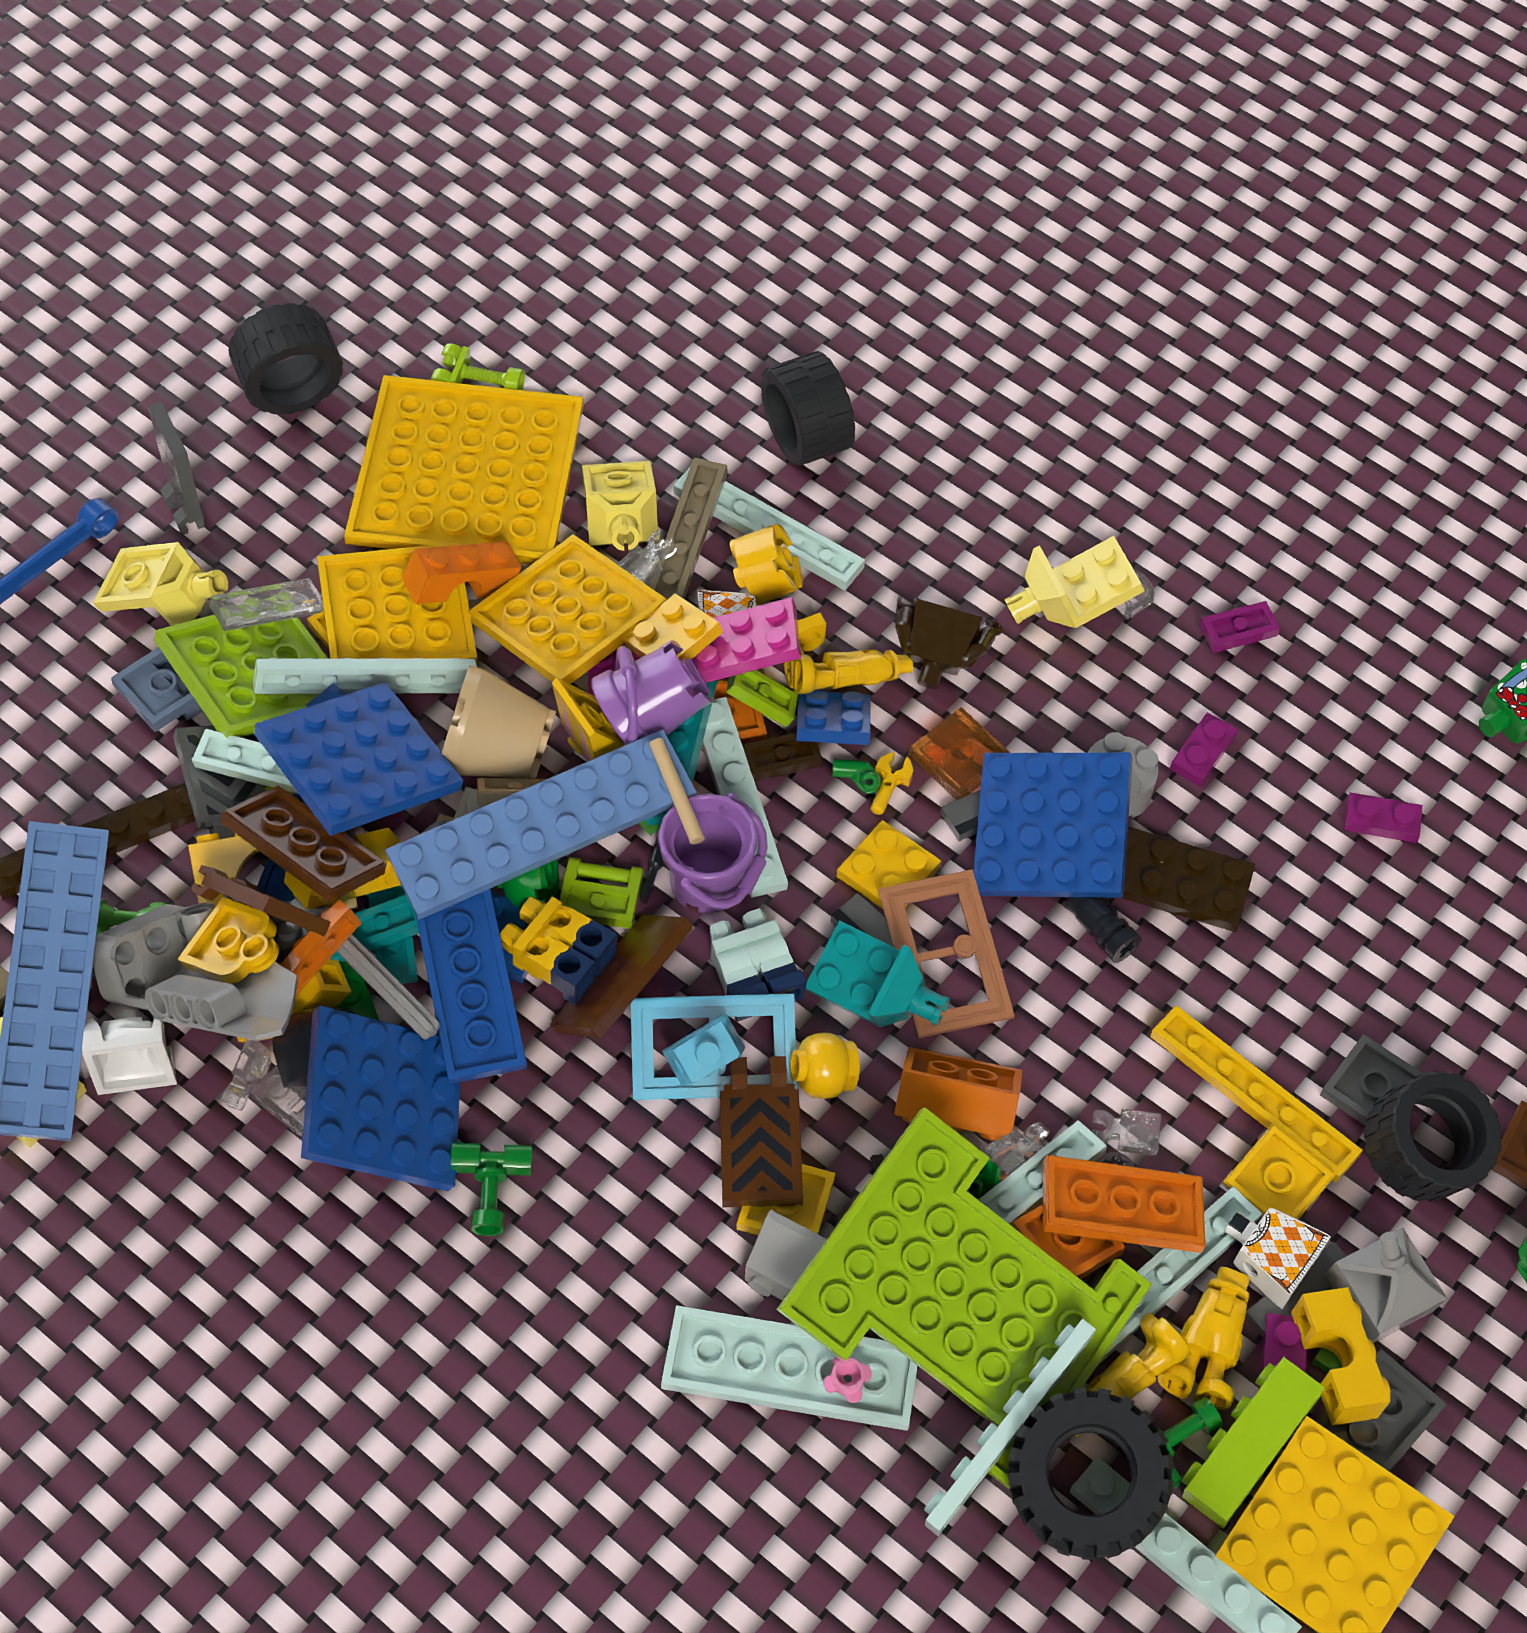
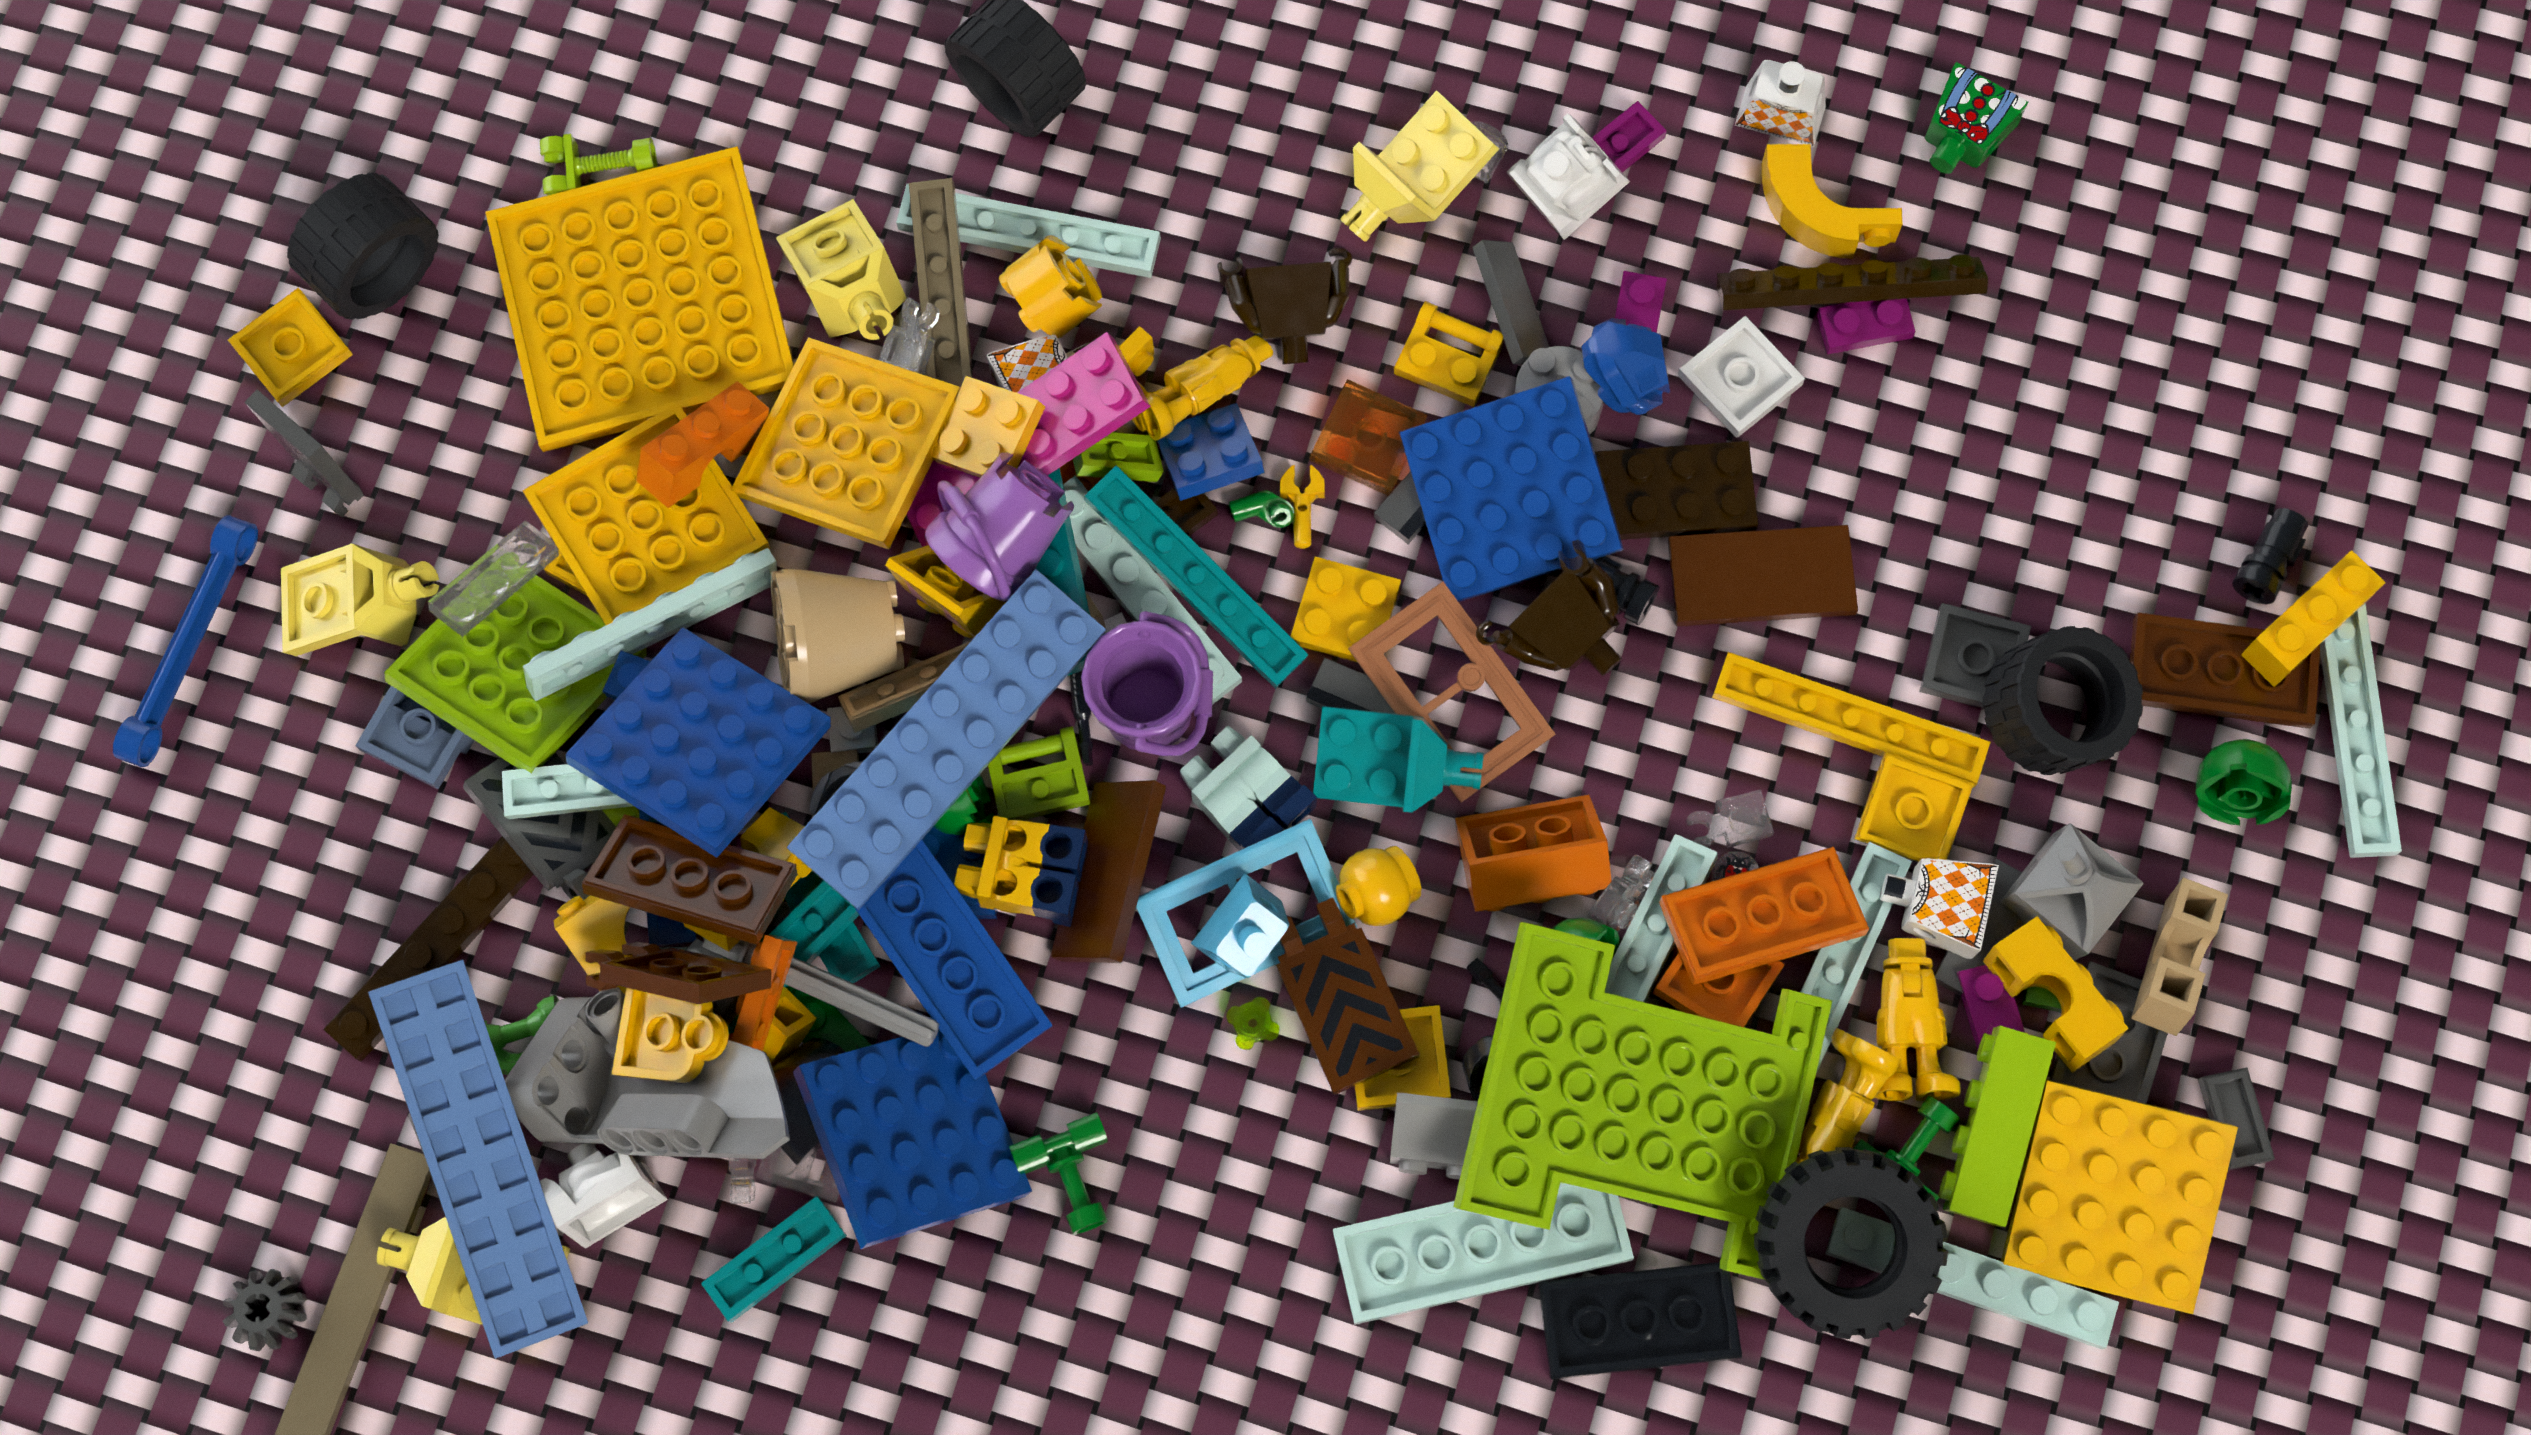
camera: 15 degrees left, 15 degrees up
(204, 411) = (290, 347): none -> yellow plate
(233, 1156) = (773, 1259): none -> teal plate
(676, 791) = (1086, 641): tan bar -> none
(683, 1121) = (1257, 1010): none -> clear neon green plate
(784, 798) = (1195, 576): none -> teal plate
(852, 1368) = (1560, 1246): bright pink plate -> none
(884, 1477) = (1639, 1320): none -> black tile
(997, 1439) = (1737, 1243): light aqua plate -> none
(1039, 728) = (1443, 366): none -> yellow plate
(1056, 932) = (1565, 620): none -> dark brown torso
(1110, 695) = (1510, 299): none -> dark grey tile
(1180, 770) = (1626, 365): none -> blue helmet
(1189, 632) = (1568, 177): none -> white brick
(1227, 964) = (1762, 575): none -> reddish brown tile
(1268, 817) = (1741, 376): none -> white plate
(1373, 730) = (1811, 215): none -> yellow arch
(1380, 640) = (1784, 102): none -> white torso
(1397, 786) = (1851, 283): none -> dark brown plate
(1456, 1367) = (2172, 971): none -> tan arch
(1462, 1539) = (2232, 1100): none -> dark grey tile

